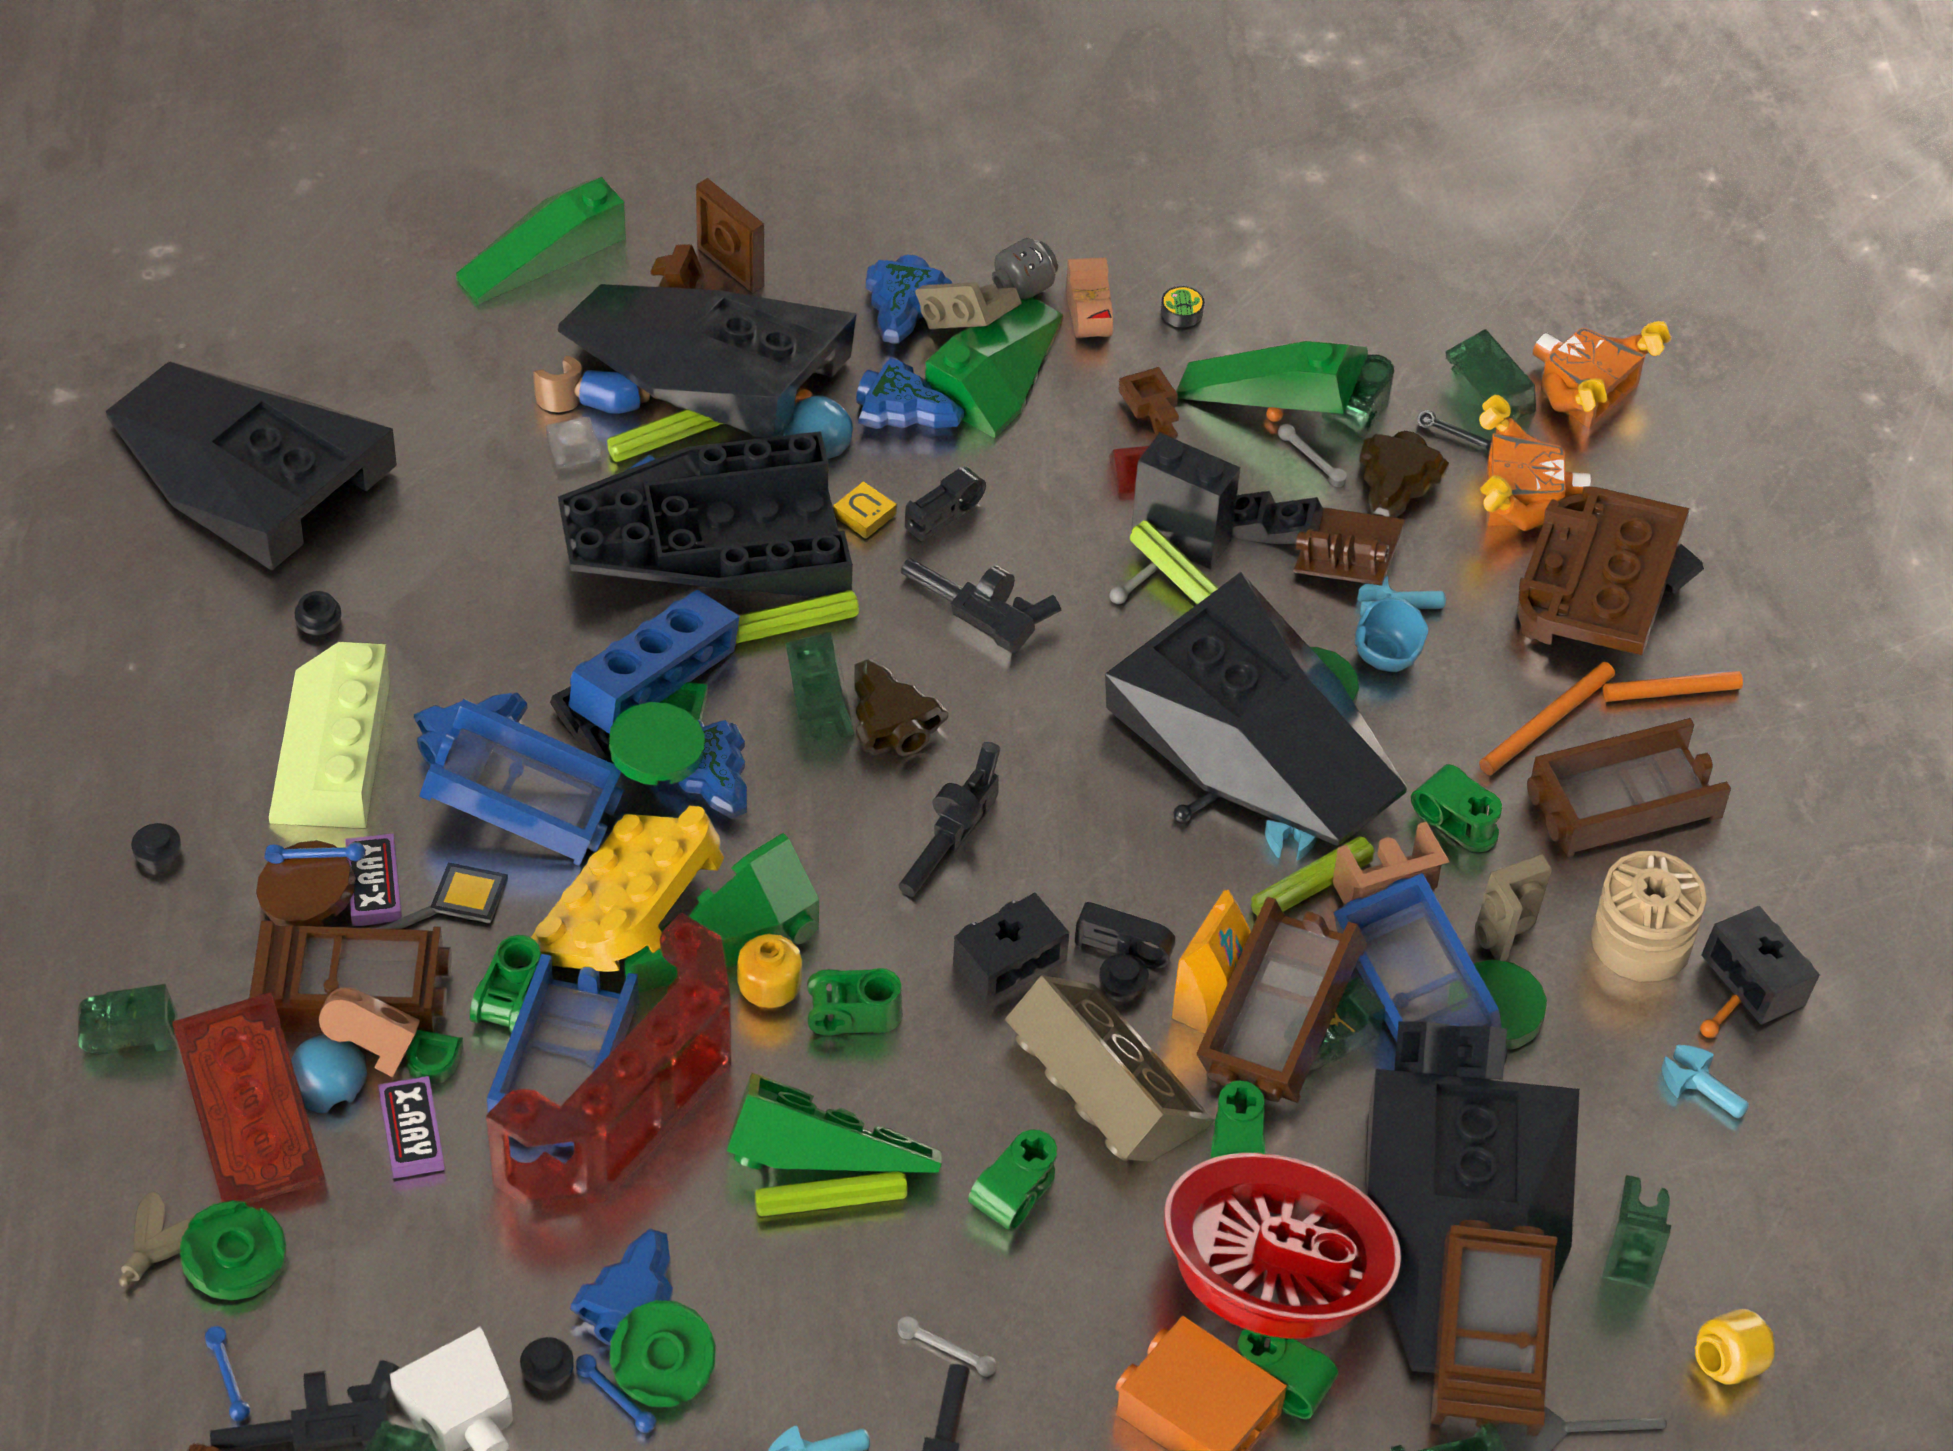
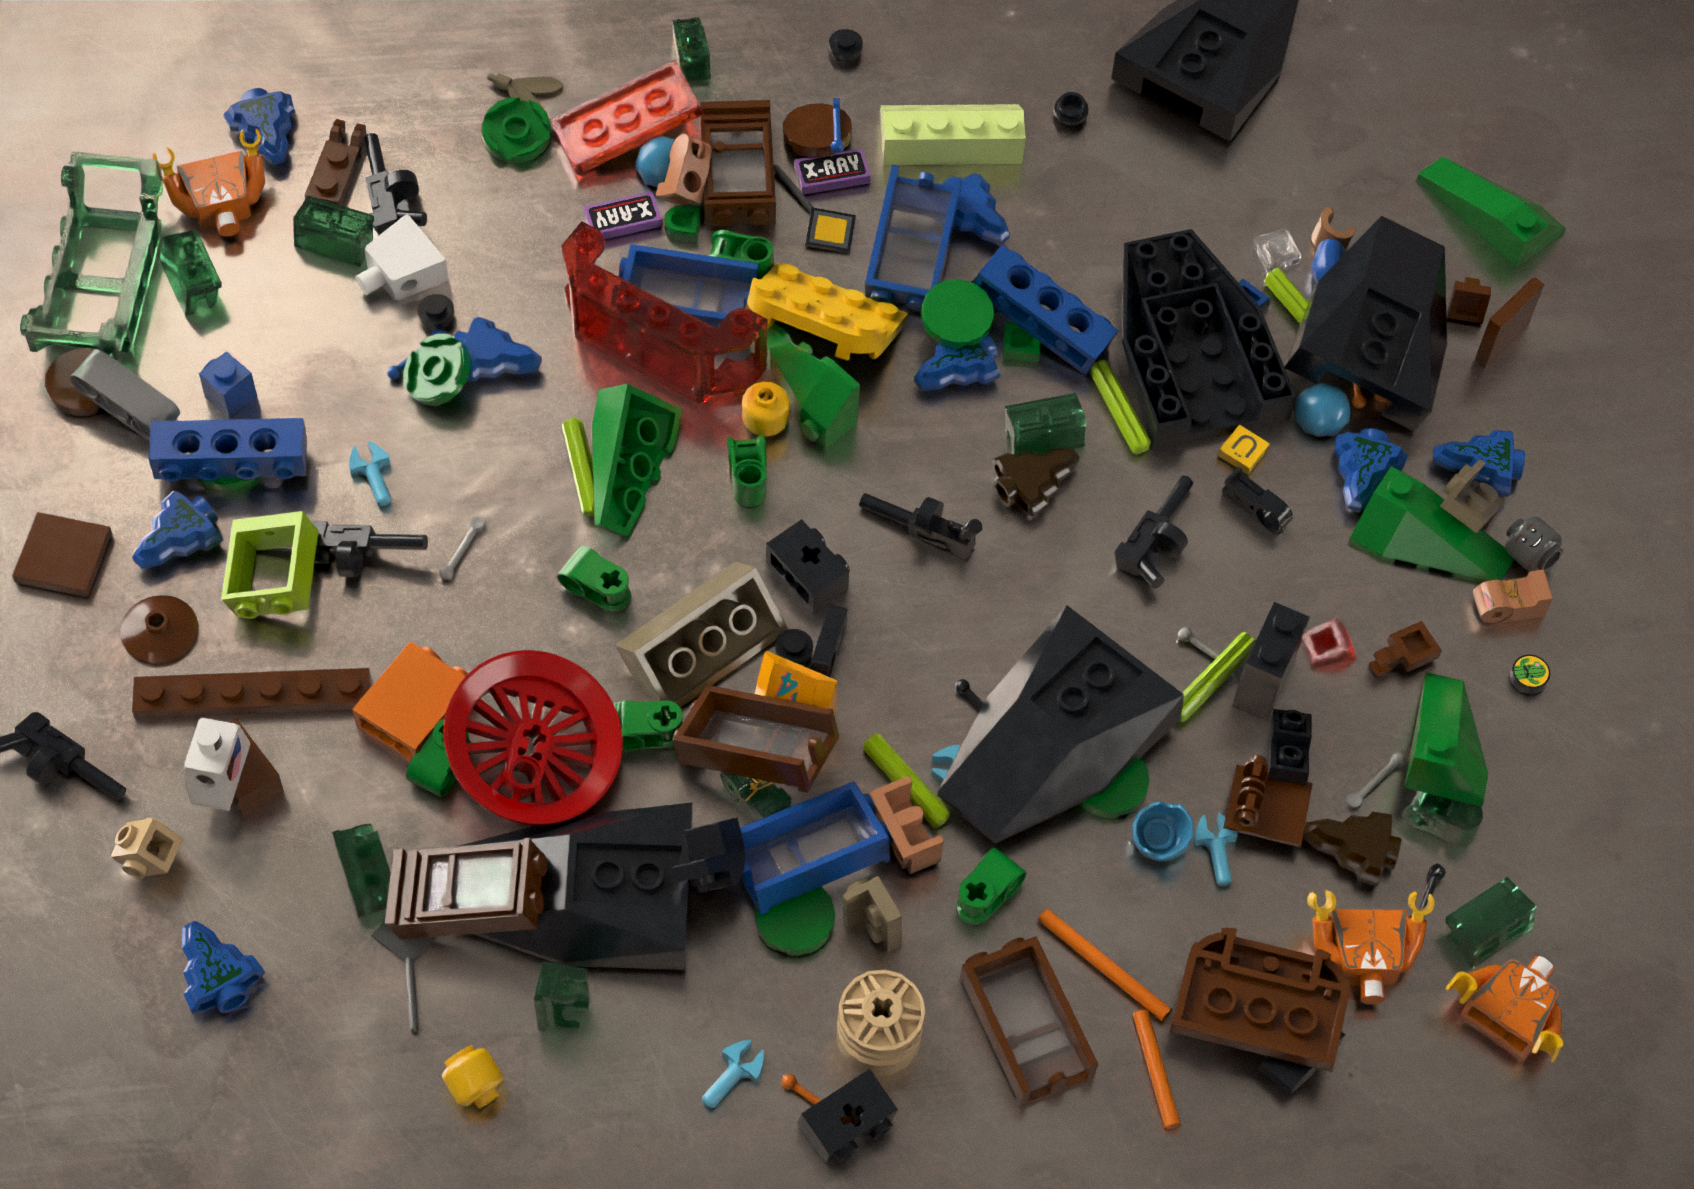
camera: 85 degrees right, 10 degrees up
(217, 1339) = (452, 133): blue hinge -> none

